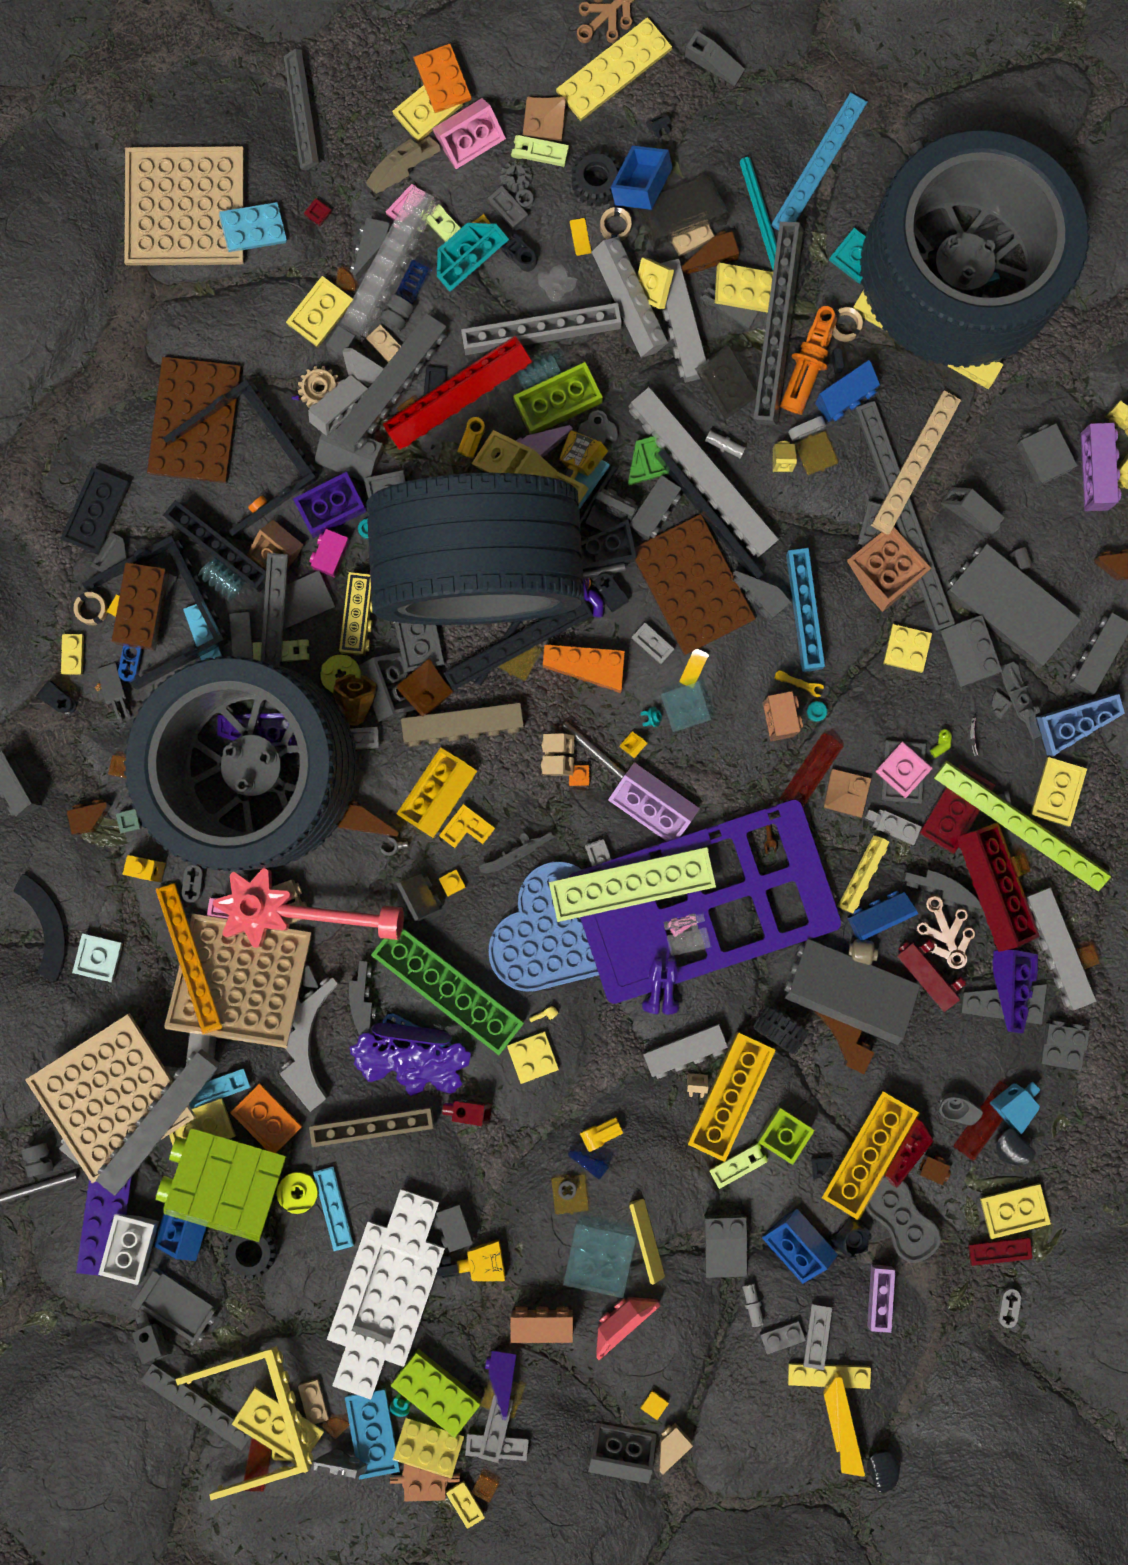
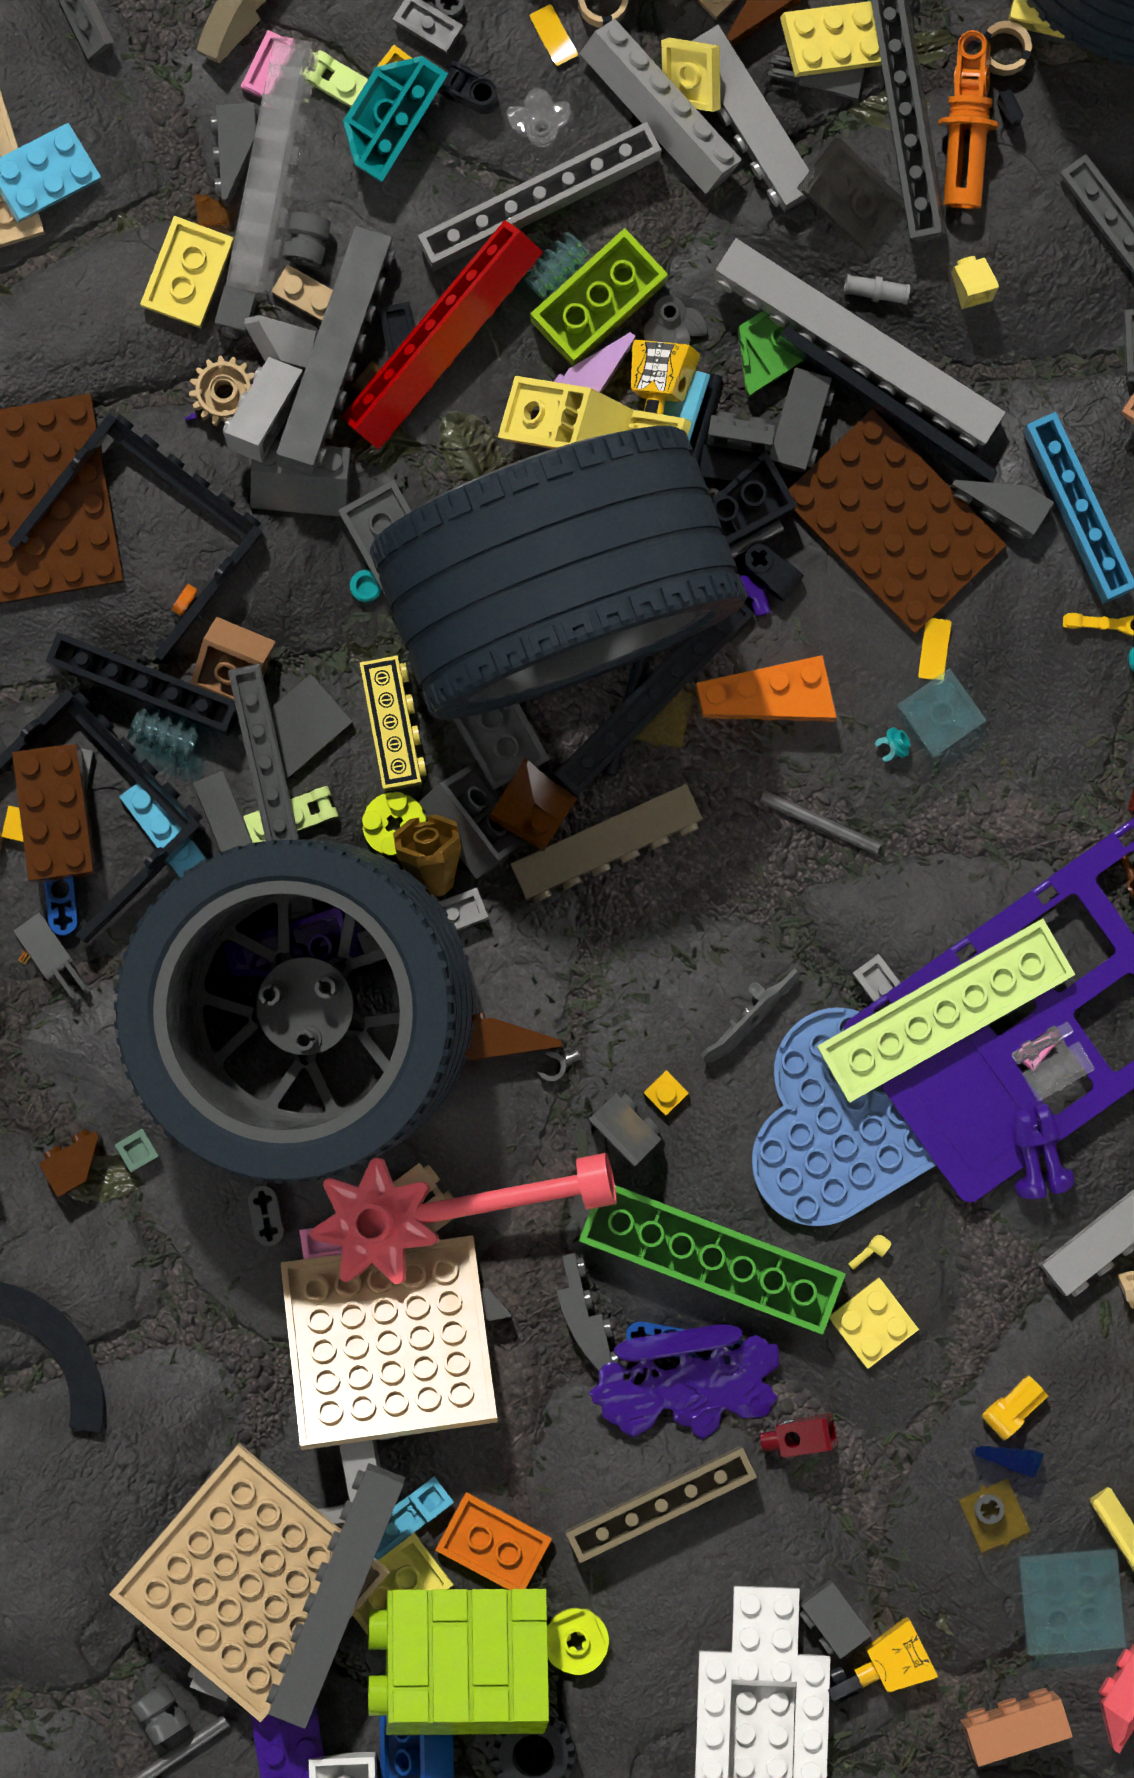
camera: 20 degrees left, 0 degrees up
(97, 957) = (155, 1375): light aqua plate -> none
(117, 767) = (97, 1070): clear orange tile -> none
(144, 868) = (184, 1215): yellow torso -> none
(188, 959) = (300, 1332): light orange tile -> none
(300, 1074) = (523, 1456): light grey arch -> none
(317, 212) = (135, 118): dark red tile -> none
(329, 505) = (297, 567): dark purple brick -> none
(329, 553) = (319, 641): dark pink brick -> none
(333, 1208) = (639, 1649): medium azure tile -> none
(414, 264) = (318, 155): clear blue slope -> none
(436, 792) = (599, 960): yellow slope -> none
(466, 822) = (659, 992): yellow plate -> none
(471, 439) = (483, 399): yellow piece -> none
(557, 744) = (763, 830): tan piece -> none
(580, 776) = (809, 868): orange plate -> none
(633, 744) = (879, 795): yellow plate -> none
(652, 643) = (860, 630): light grey plate -> none
(653, 803) = (938, 876): lavender slope -> none
(782, 716) = (1096, 682): nougat brick -> none
(807, 428) = (995, 227): light grey beam -> none
(816, 453) = (1020, 261): clear yellow piece -> none
(848, 392) = (1042, 153): blue slope -> none

